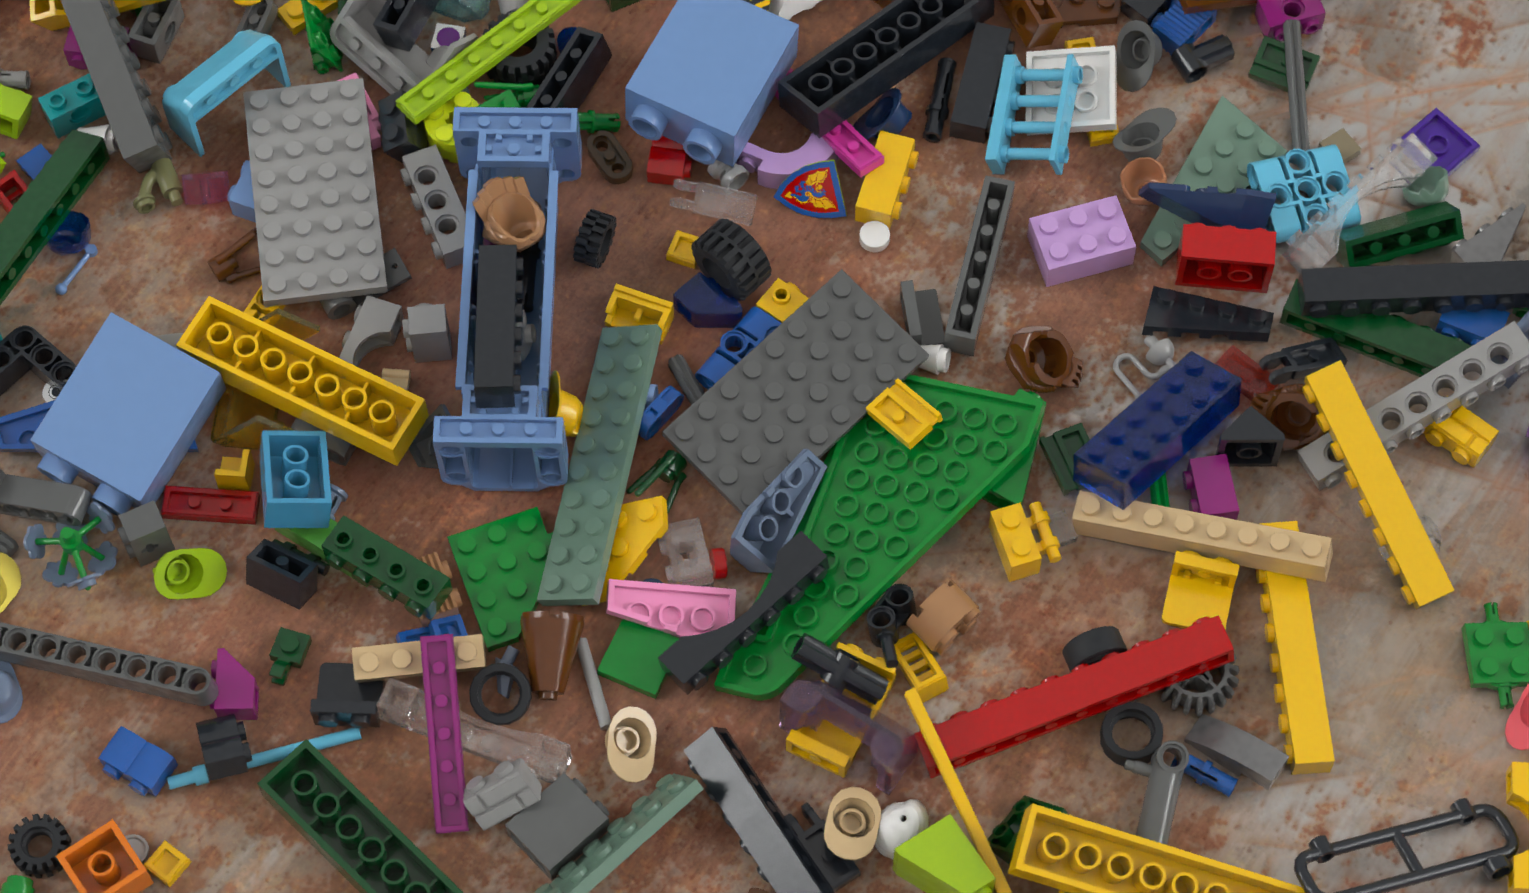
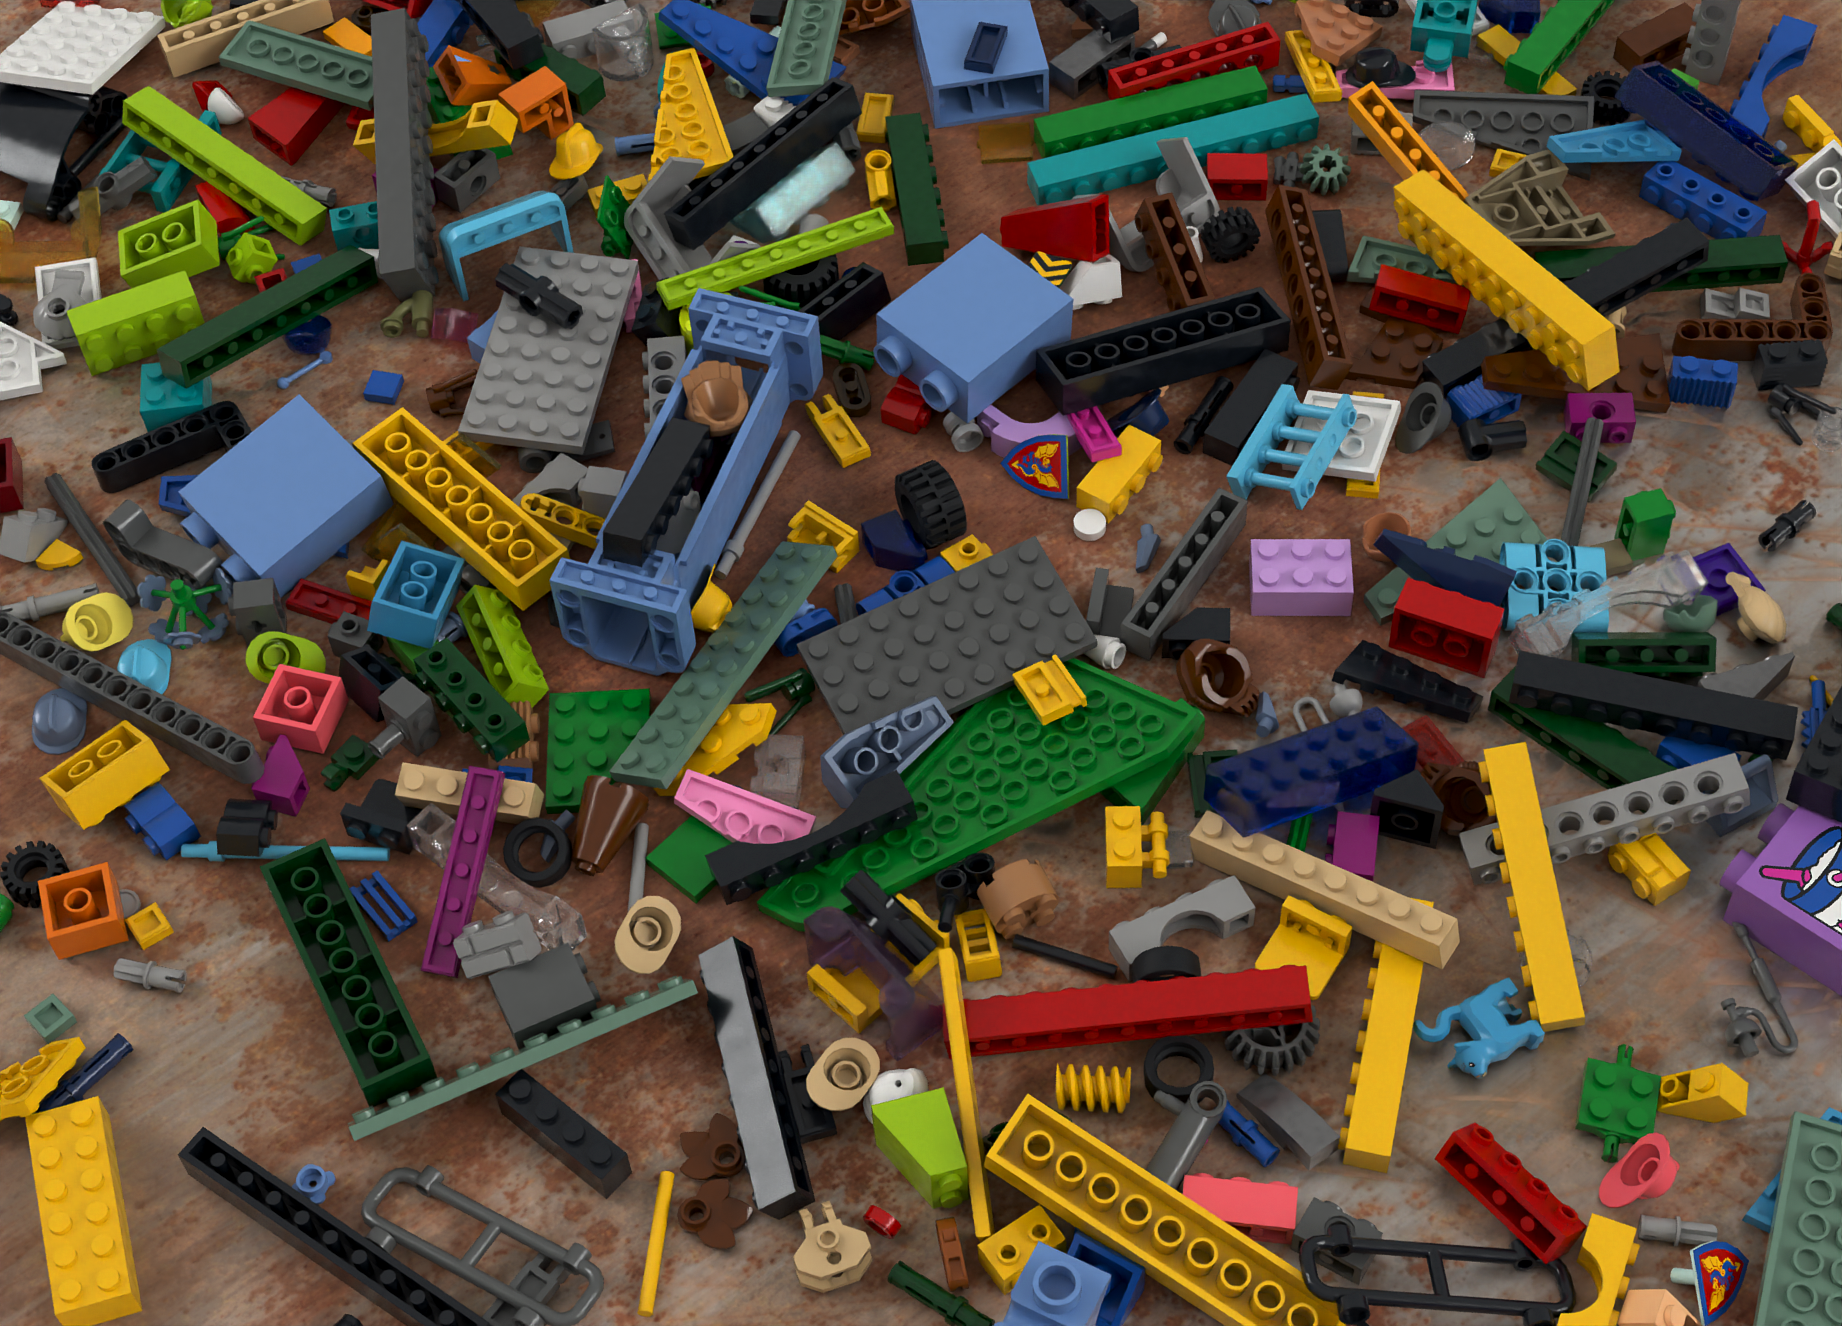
camera: 20 degrees right, 10 degrees down
(52, 611) = (147, 664): none -> medium azure piece
(69, 734) = (105, 774): none -> yellow brick
(161, 268) = (383, 387): none -> blue tile
(225, 616) = (302, 707): none -> coral brick
(242, 531) = (351, 633): none -> dark grey brick
(288, 143) = (538, 296): none -> black piece
(331, 602) = (408, 720): none -> dark grey brick
(353, 768) = (368, 886): none -> blue tile
(388, 503) = (502, 645): none -> lime brick
(411, 360) = (580, 519): none -> yellow beam
(560, 345) = (734, 548): none -> light grey bar
(594, 238) = (804, 455): black tyre -> none
(612, 200) = (838, 432): none -> yellow hinge
(681, 251) = (885, 491): yellow tile -> none
(716, 201) = (956, 459): clear hinge -> none
(718, 563) = (809, 788): red tile -> none
(933, 245) = (1146, 547): none -> sand blue bar
(997, 656) = (1065, 956): none -> black bar
(1009, 316) = (1198, 624): none -> black slope
(1066, 770) = (1093, 1088): none -> yellow piece
(1093, 382) = (1266, 716): none -> sand blue bar
(1116, 576) = (1218, 908): none -> light grey arch
(1145, 134) = (1404, 493): dark grey piece -> none
(1228, 839) = (1253, 1208): none -> coral brick
(1291, 842) = (1318, 1220): none -> dark grey brick
(1302, 360) = (1488, 739): black hinge -> none
(1364, 110) = (1645, 523): none -> green brick
(1373, 618) = (1486, 1023): none -> dark azure animal
(1440, 761) = (1511, 1192): none -> red brick
(1480, 78) = (1787, 525): none -> black pin
(1484, 171) = (1759, 612): none -> tan animal

